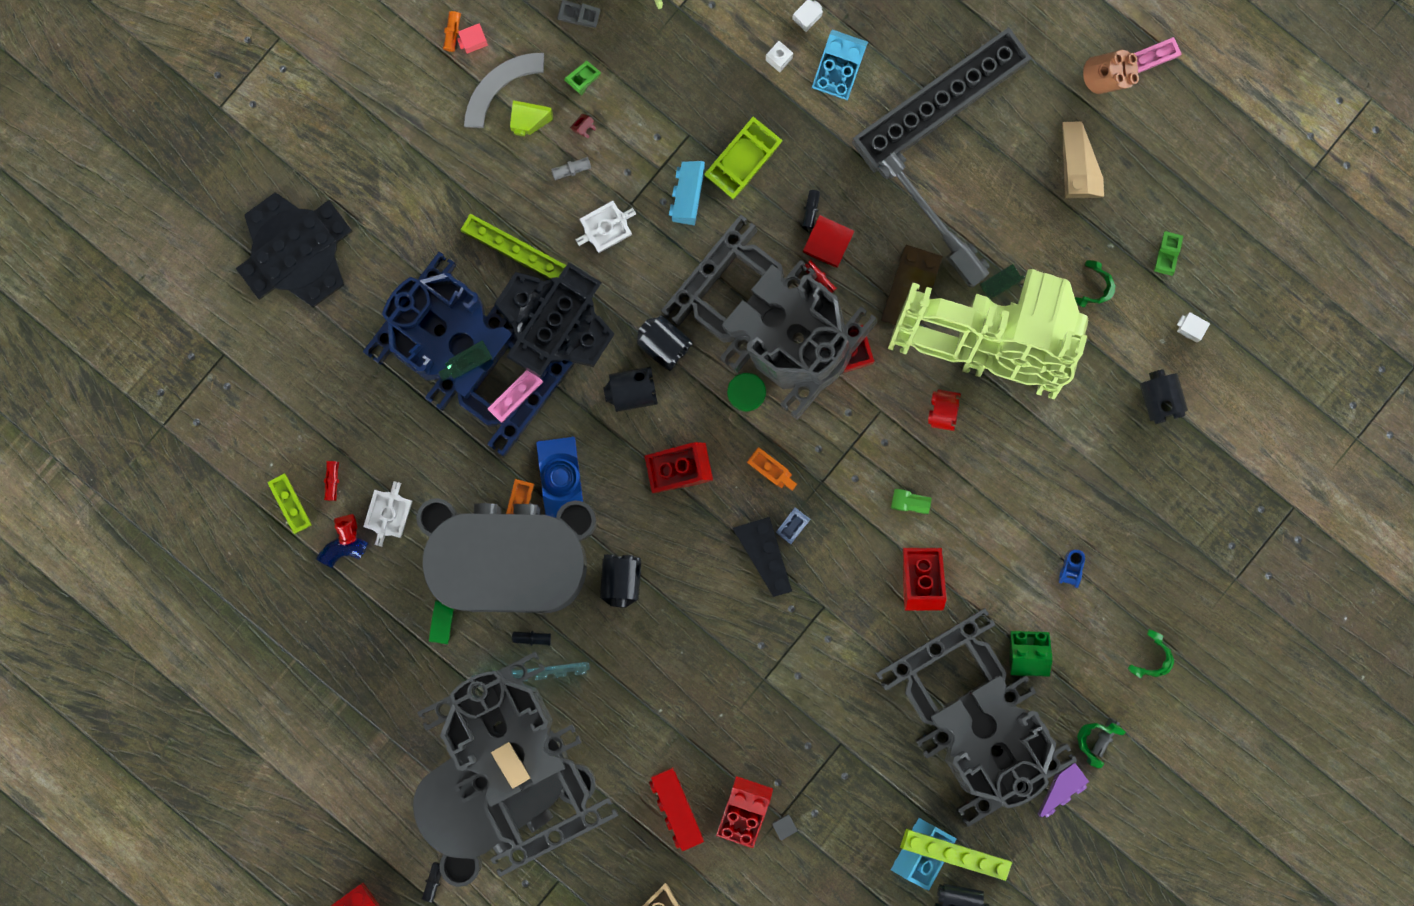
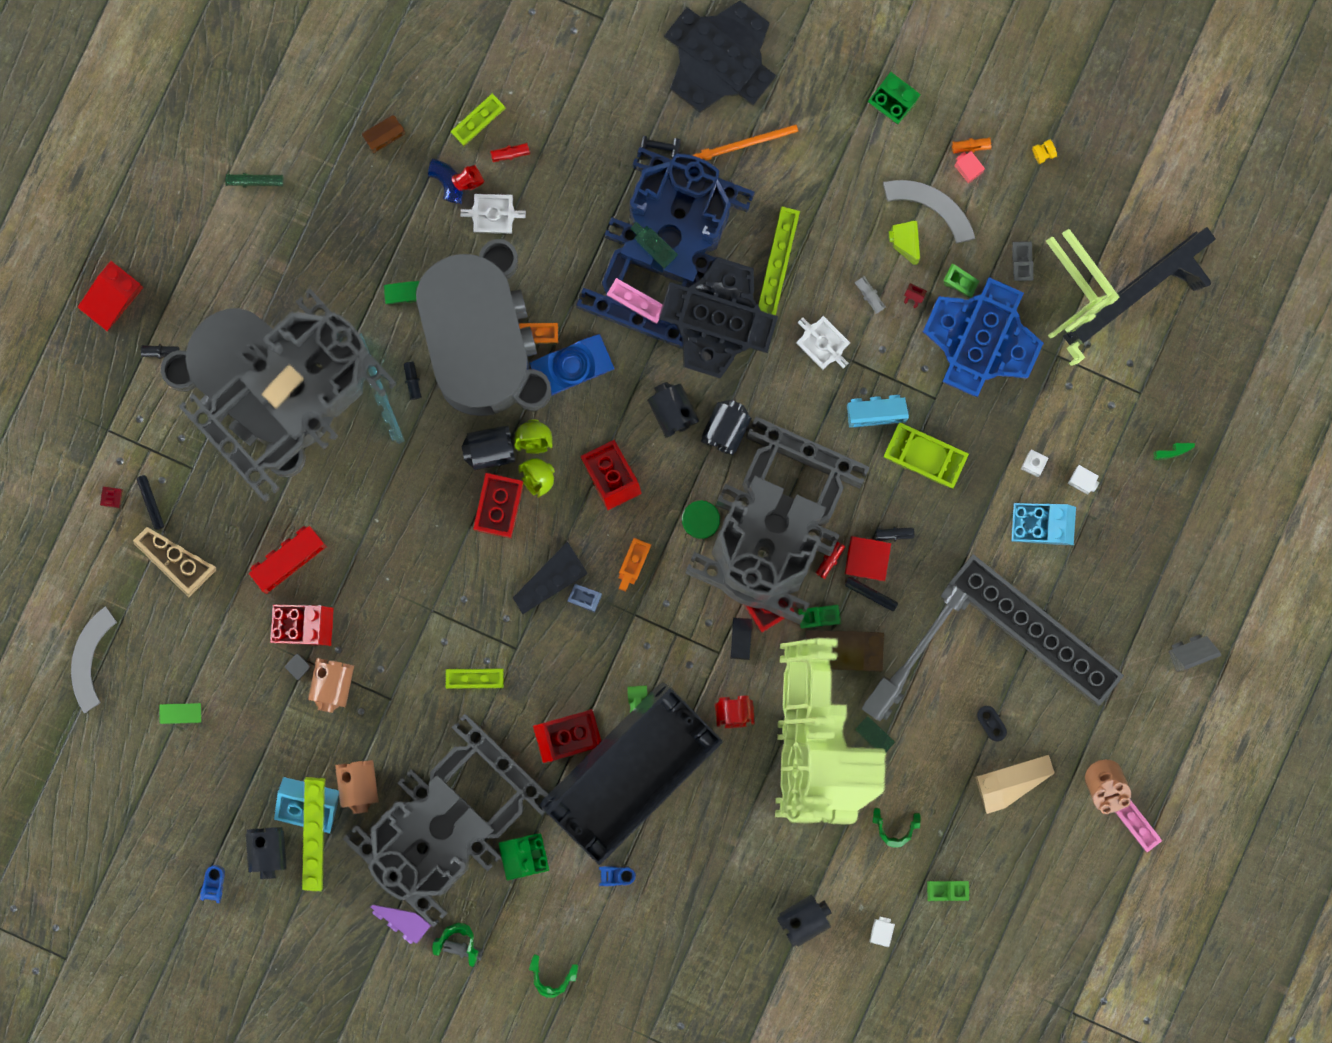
camera: 75 degrees right, 0 degrees up
(276, 601) = (383, 133): none -> reddish brown panel
(284, 750) = (253, 180): none -> clear green pin
(372, 319) = (675, 147): none -> black piece
(384, 91) = (894, 98): none -> green slope
(387, 288) = (707, 154): none -> orange bar
(621, 533) = (533, 437): none -> lime cylinder
(643, 71) = (983, 337): none -> blue plate
(661, 540) = (537, 476): none -> lime cylinder
(680, 585) = (498, 506): none -> red brick
(812, 798) = (330, 684): none -> nougat cylinder
(842, 655) = (474, 678): none -> lime tile
(863, 247) = (871, 594): none -> black axle
(872, 301) = (820, 616): none -> green slope
(873, 384) = (741, 638): none -> black slope
(919, 799) = (357, 785): none -> nougat cylinder
(979, 526) = (631, 773): none -> black piece
(1018, 167) = (990, 724): none -> black plate

